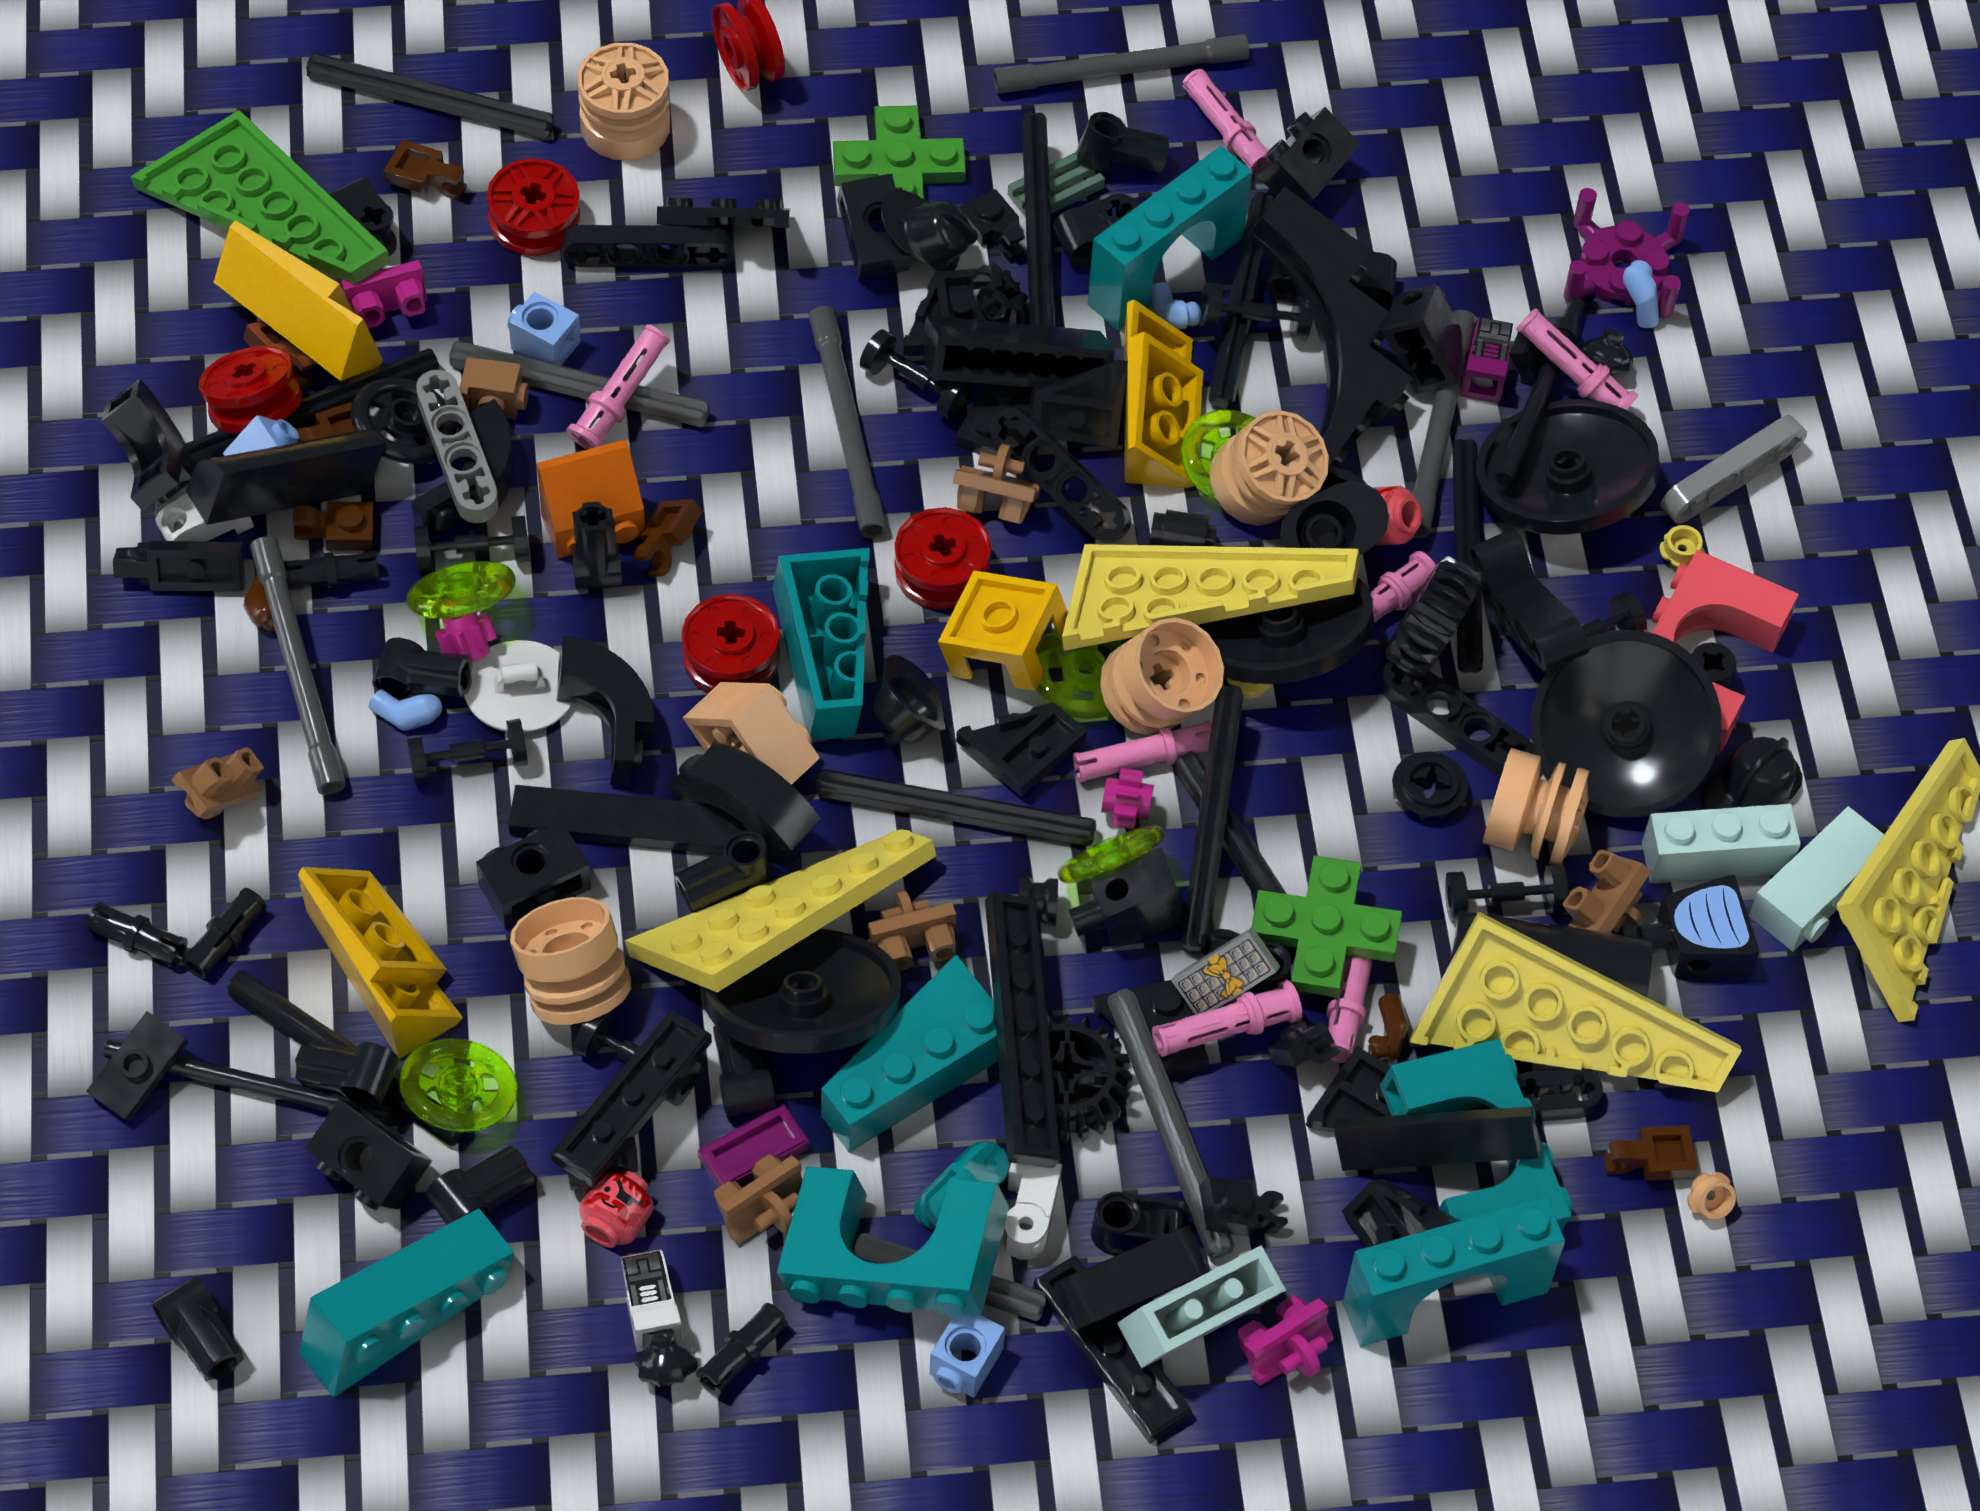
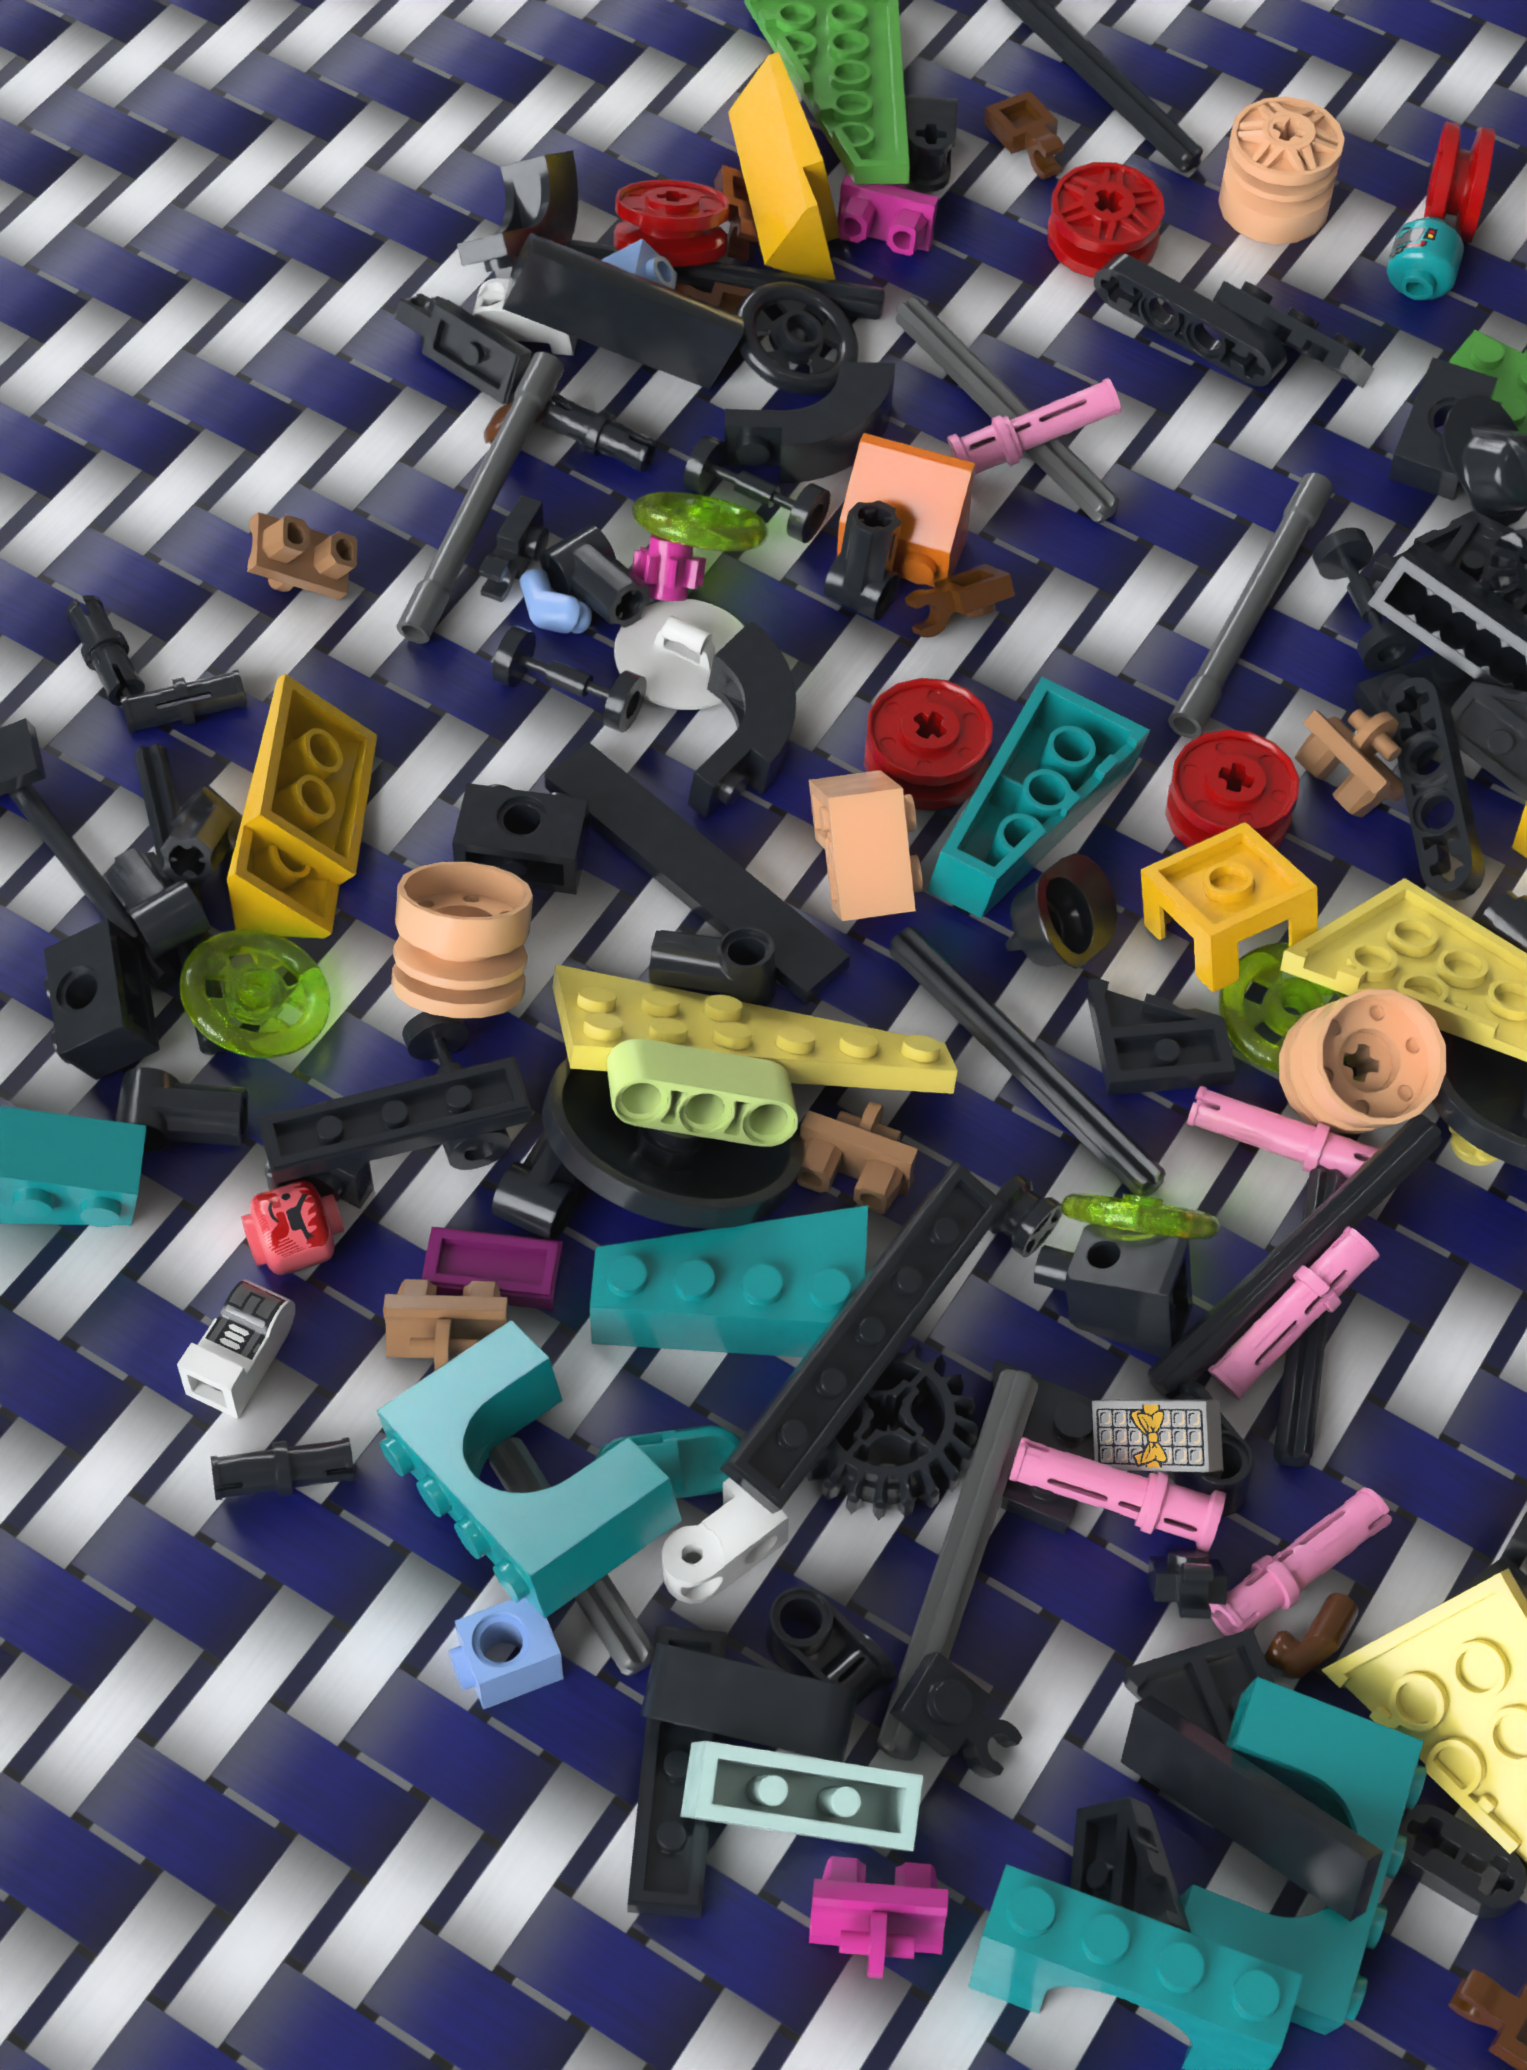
camera: 40 degrees right, 0 degrees up
(337, 1008) = (201, 837): none -> black piece
(343, 525) = (651, 403): reddish brown plate -> none
(351, 678) = (518, 543): none -> black plate
(458, 445) = (813, 381): light grey beam -> none
(495, 380) = (918, 357): medium nougat brick -> none
(544, 330) = (1011, 336): light blue brick -> none
(666, 1360) = (192, 1422): black piece -> none
(748, 792) = (799, 898): black arch -> none
(765, 109) = (1425, 259): none -> teal head
(806, 953) = (701, 1092): none -> yellowish green beam
(1127, 798) = (1218, 1172): dark pink gear -> none
(1237, 858) = (1284, 1322): none -> bright pink pin
(1327, 926) = (1328, 1466): bright green plate -> none

